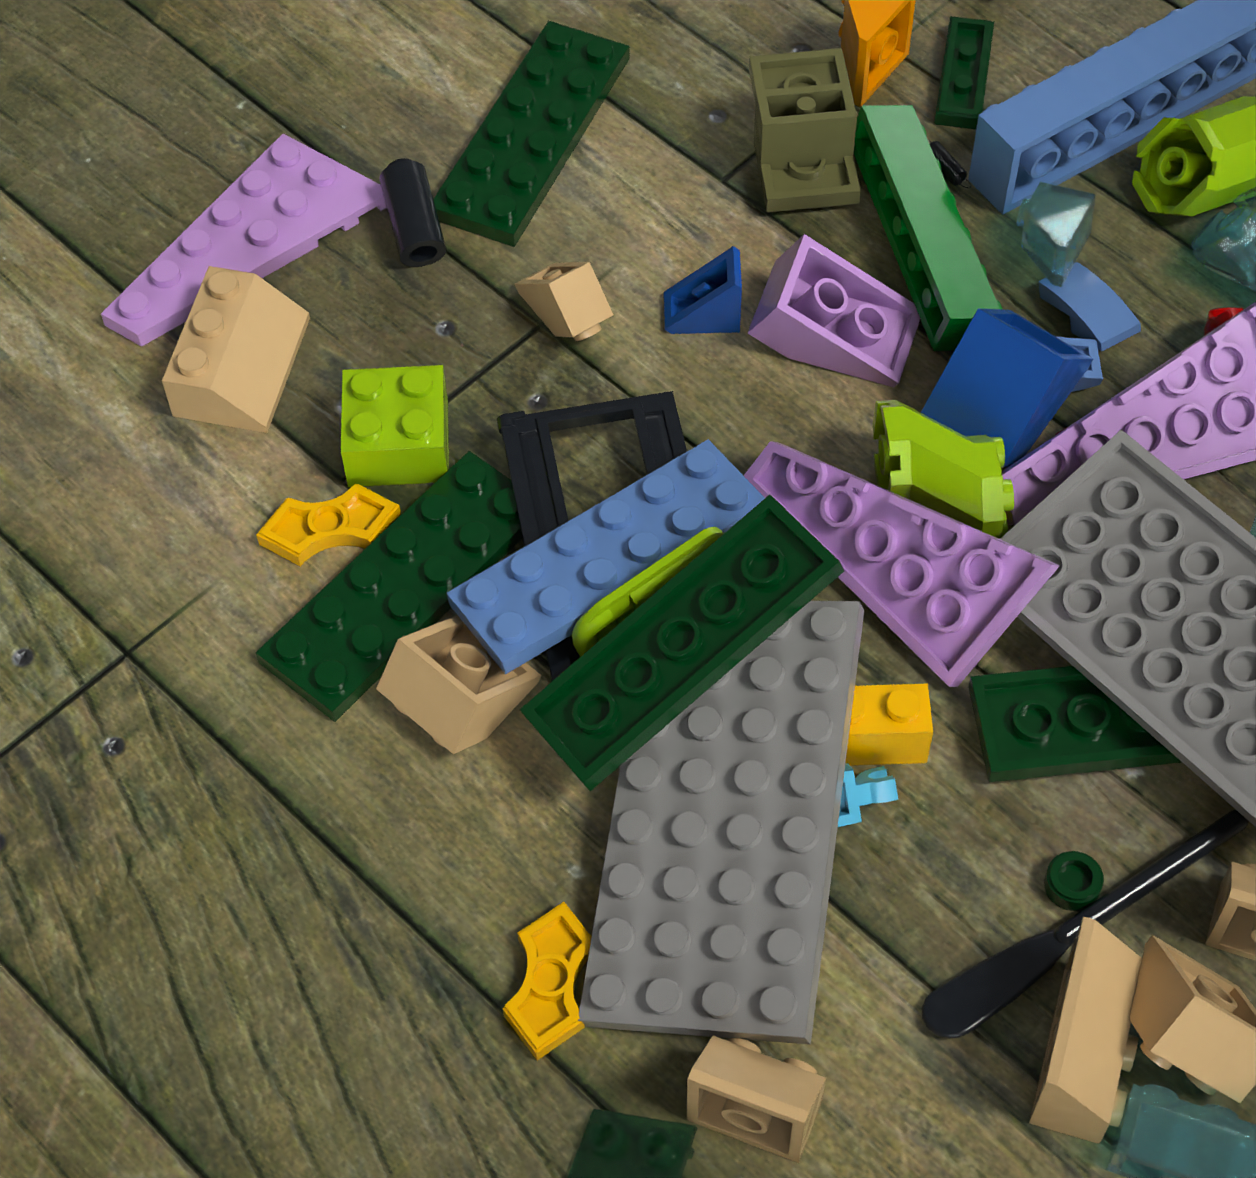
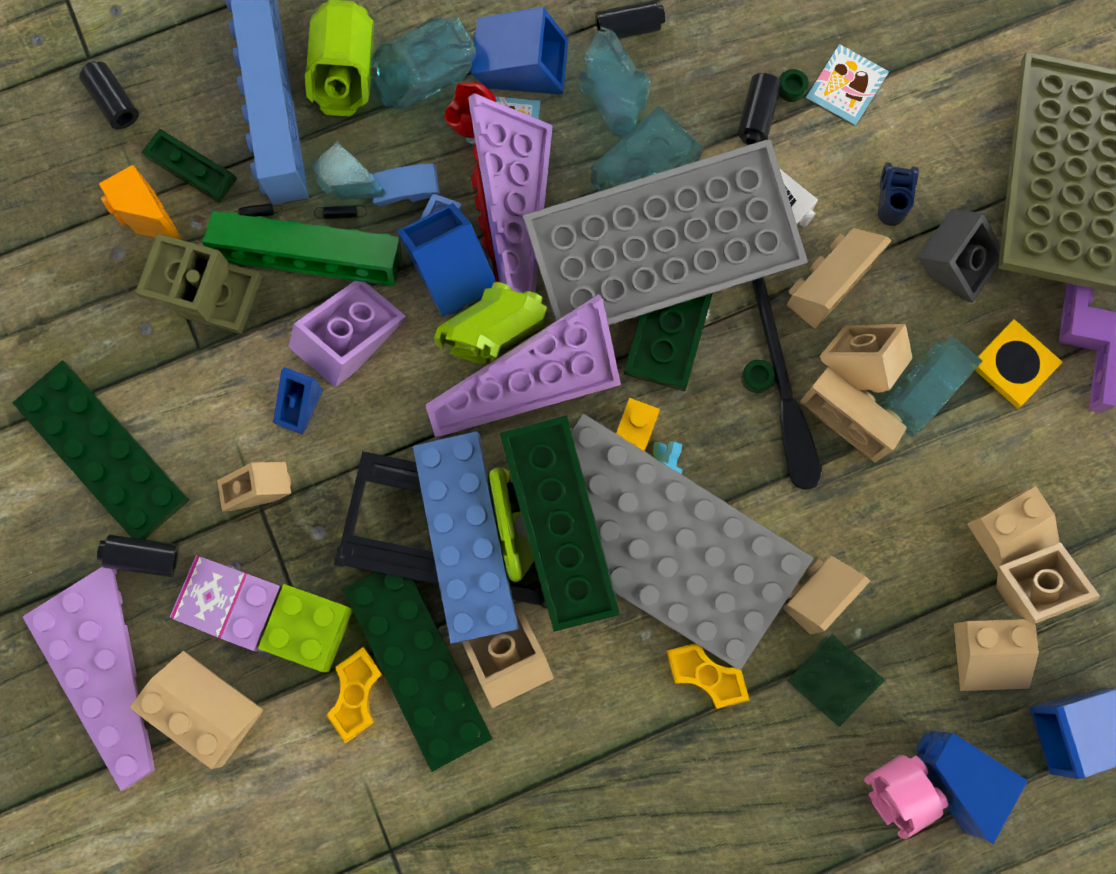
camera: 70 degrees left, 20 degrees up
(391, 324) = (226, 603): none -> lavender slope
(1003, 252) = (340, 212): none -> black piece

